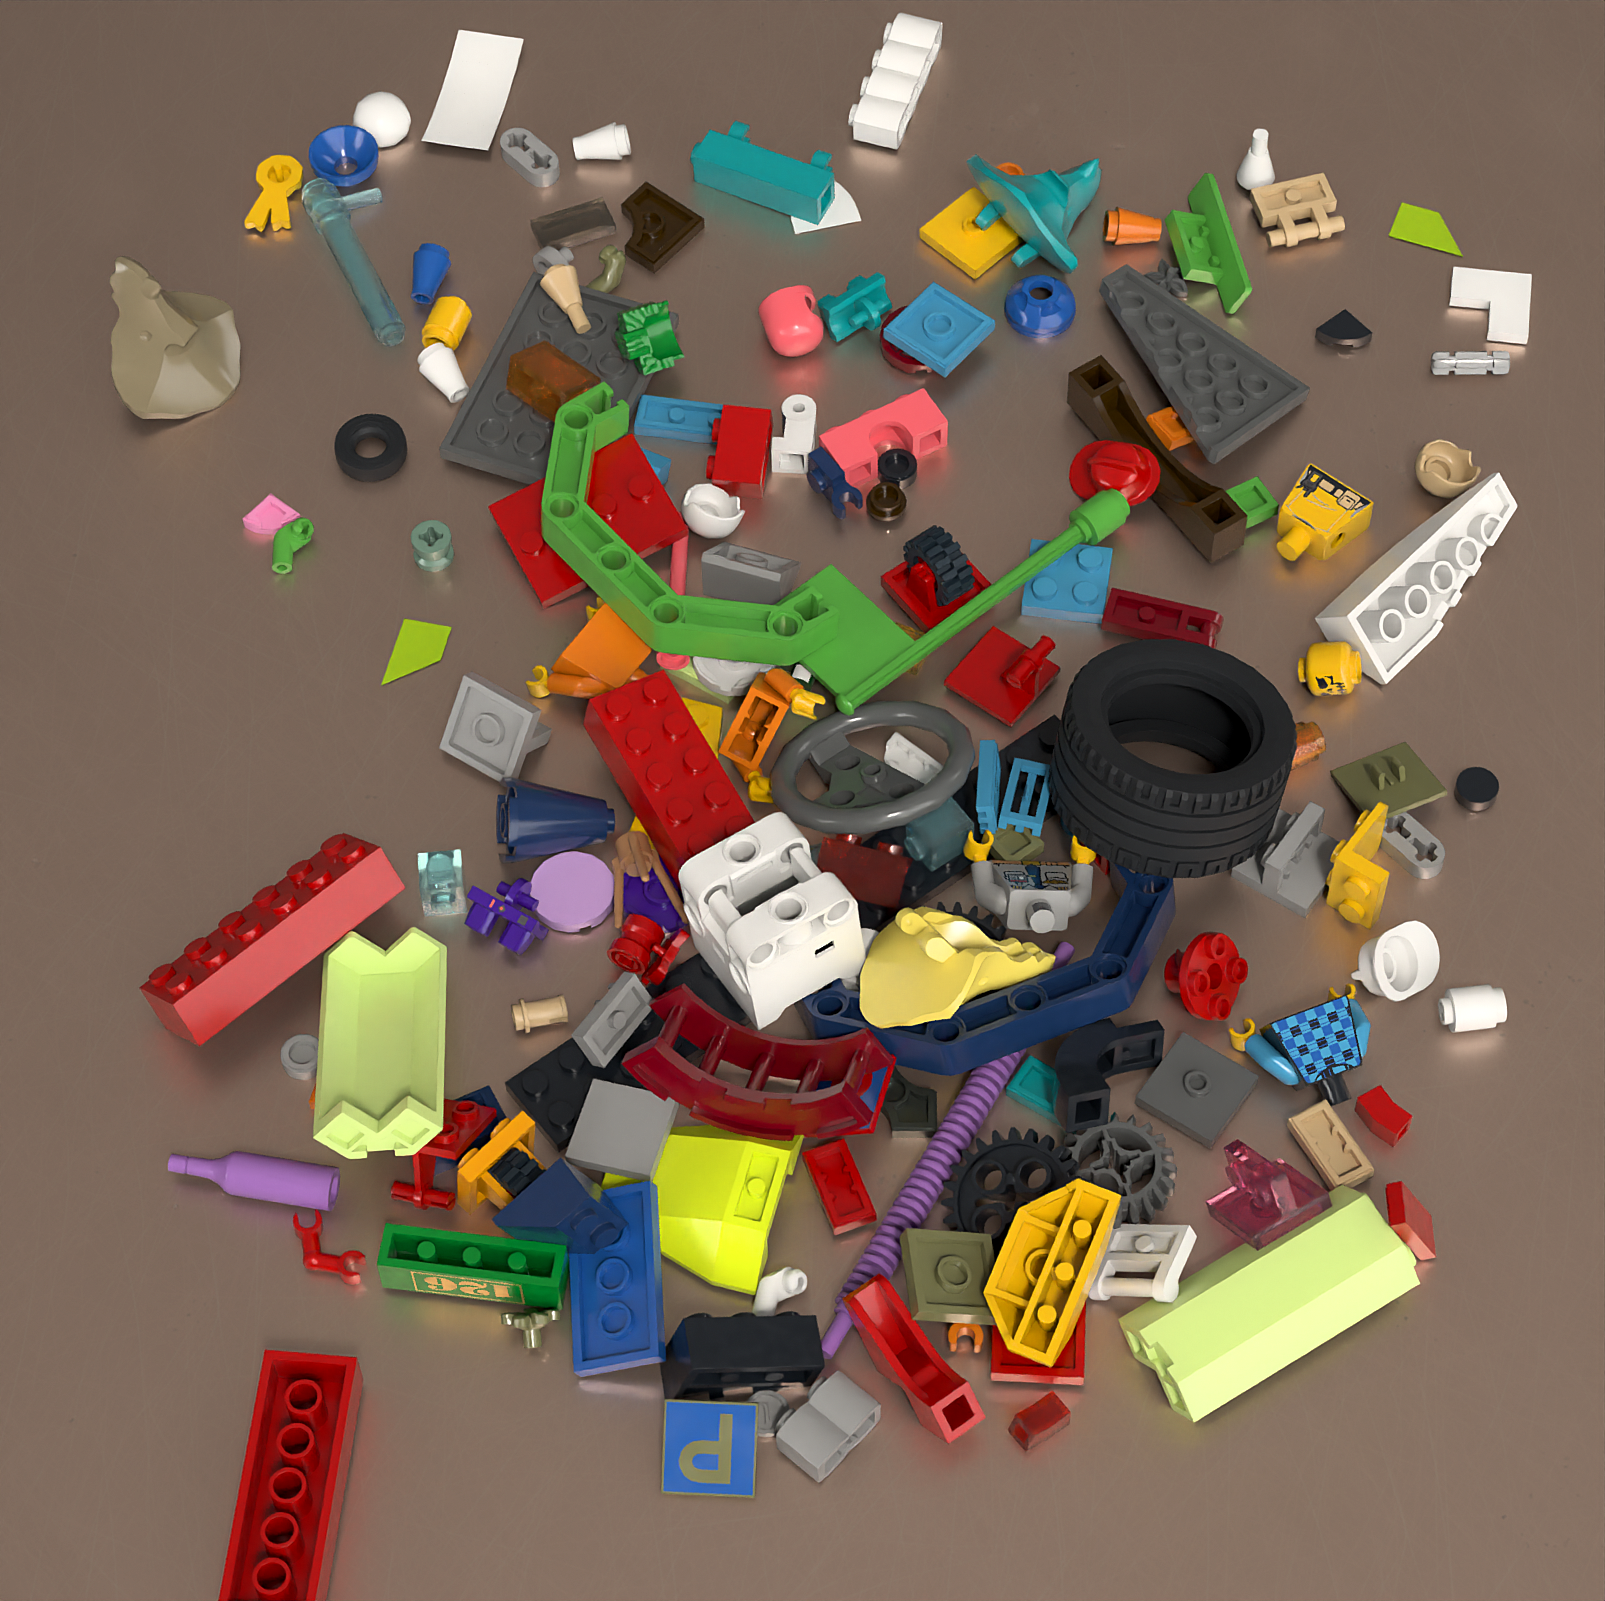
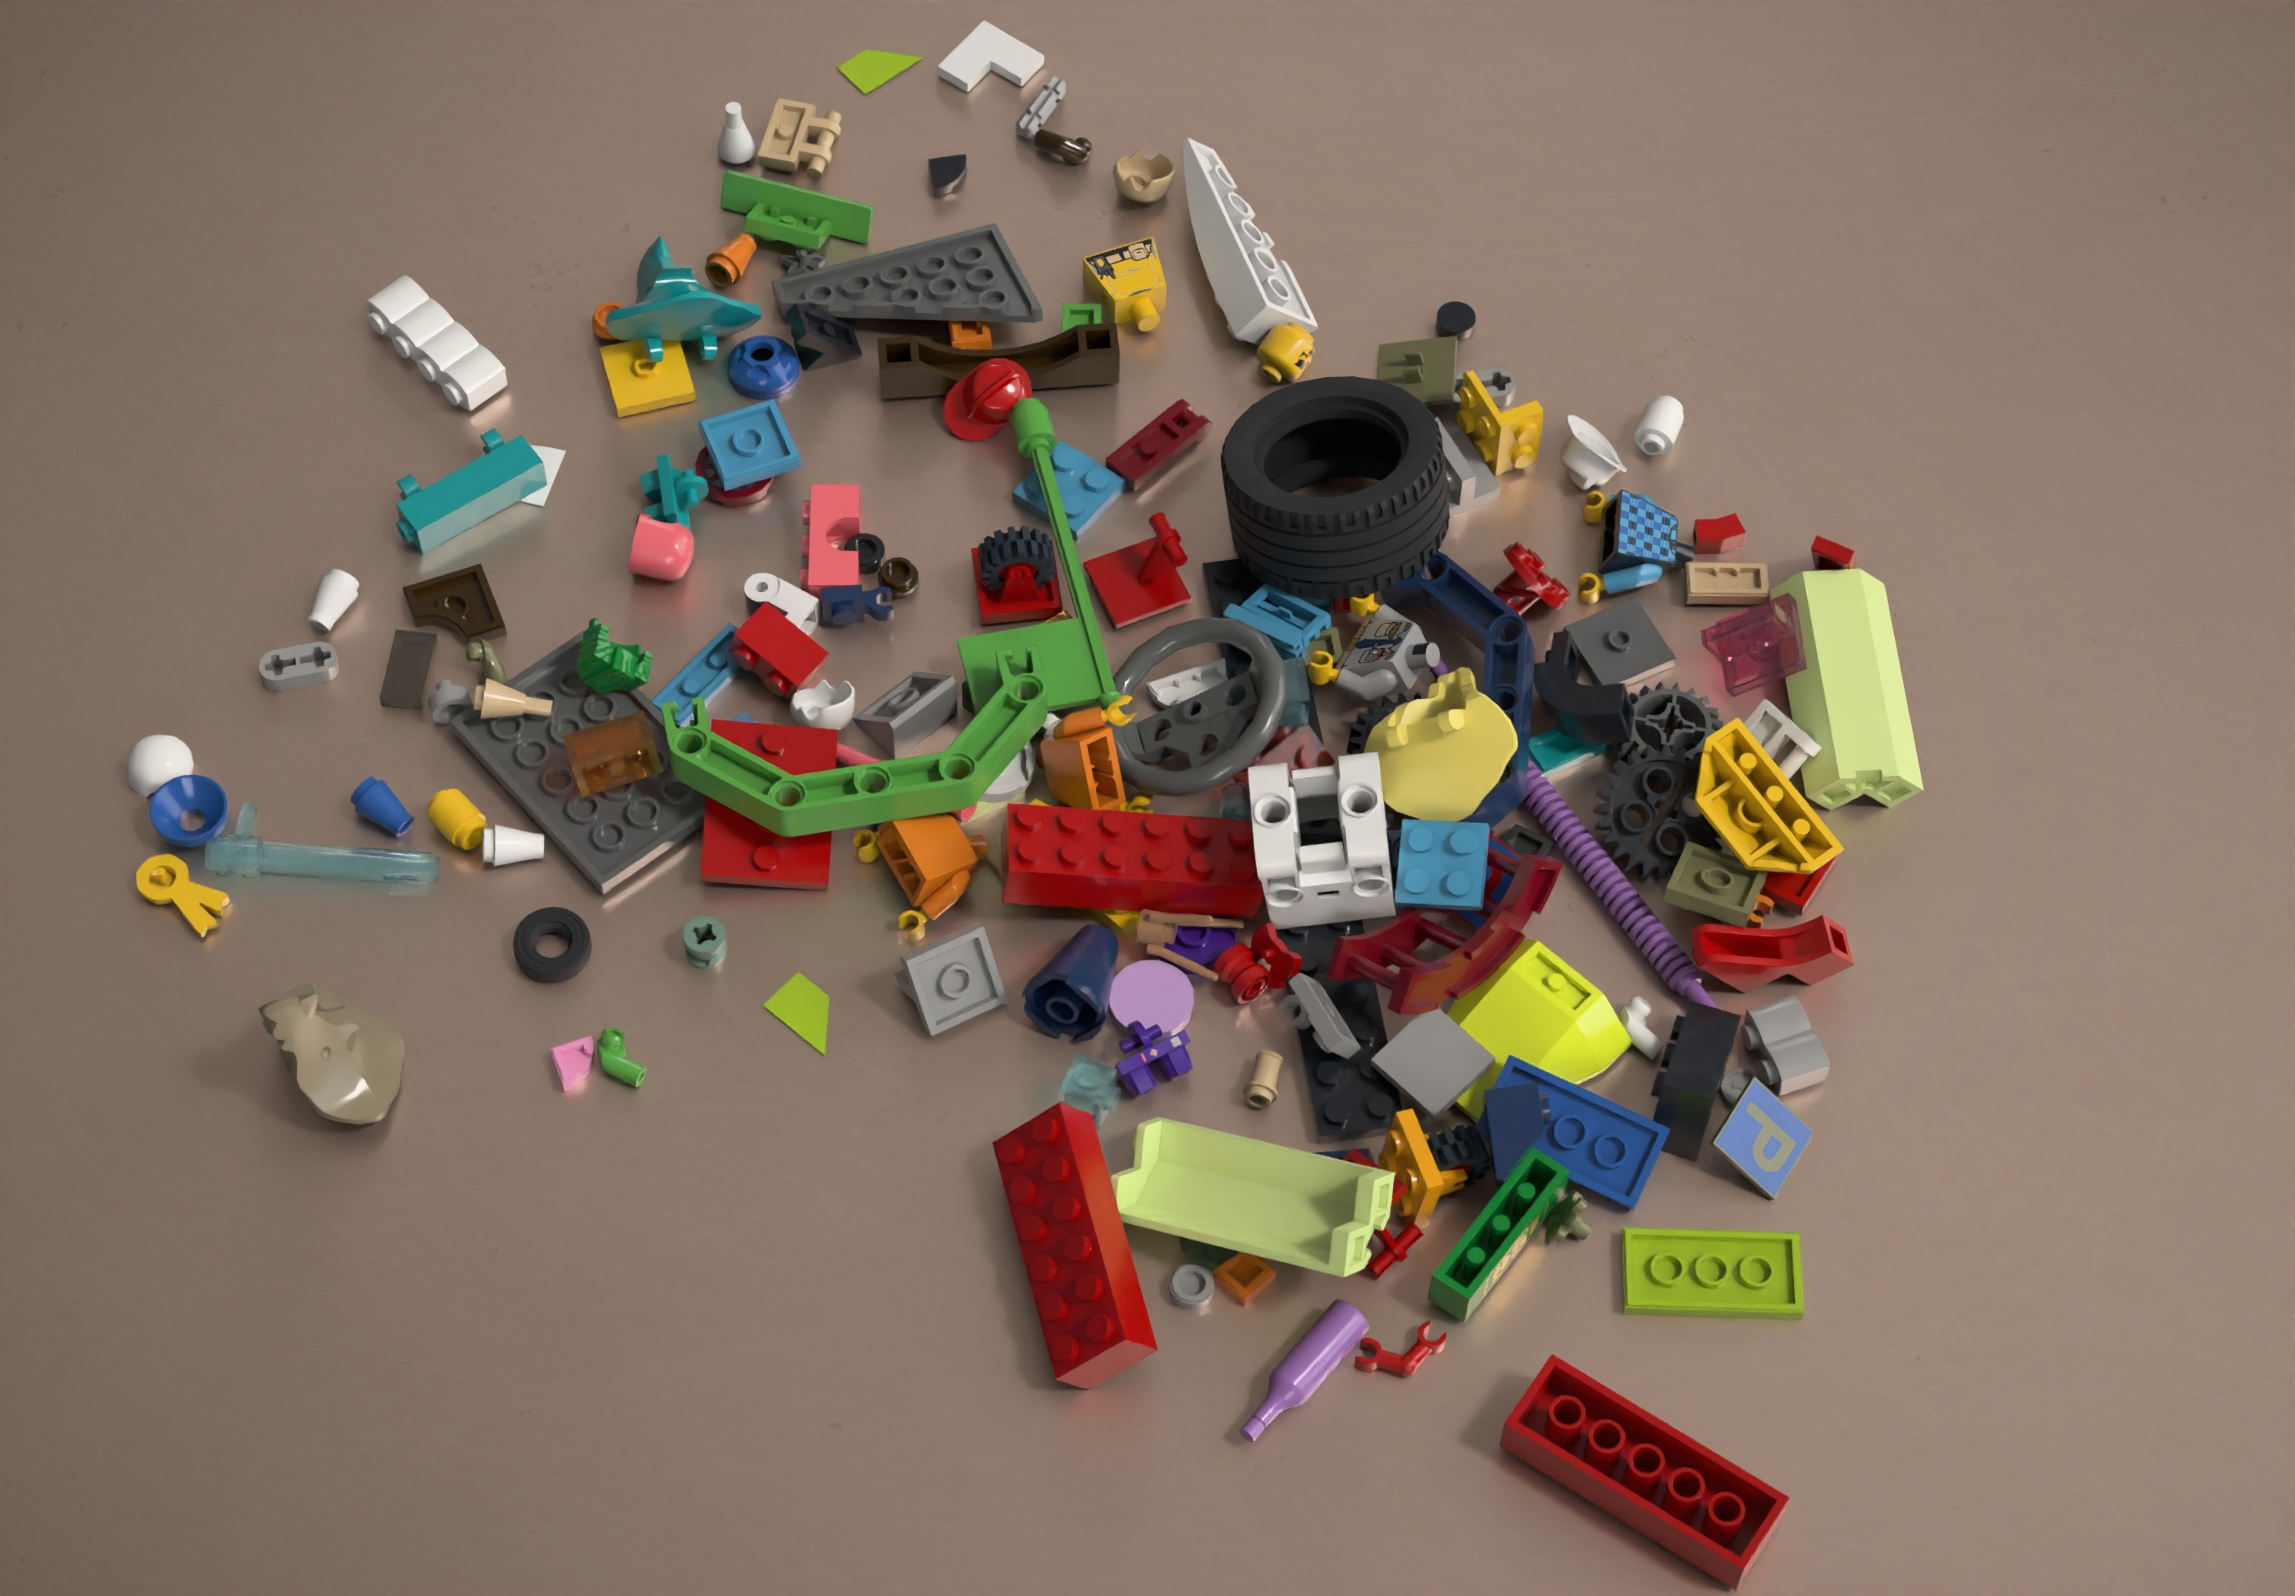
camera: 65 degrees left, 0 degrees up
(474, 90) = (178, 676): white sticker -> none
(549, 1473) = (1712, 1273): none -> lime tile
(815, 1032) = (1442, 865): none -> dark azure plate
(839, 1186) = (1571, 934): red plate -> none
(1039, 1421) = (1859, 897): clear red piece -> none
(1092, 324) = (821, 338): none -> black slope
(1435, 398) = (1067, 148): none -> dark brown arm

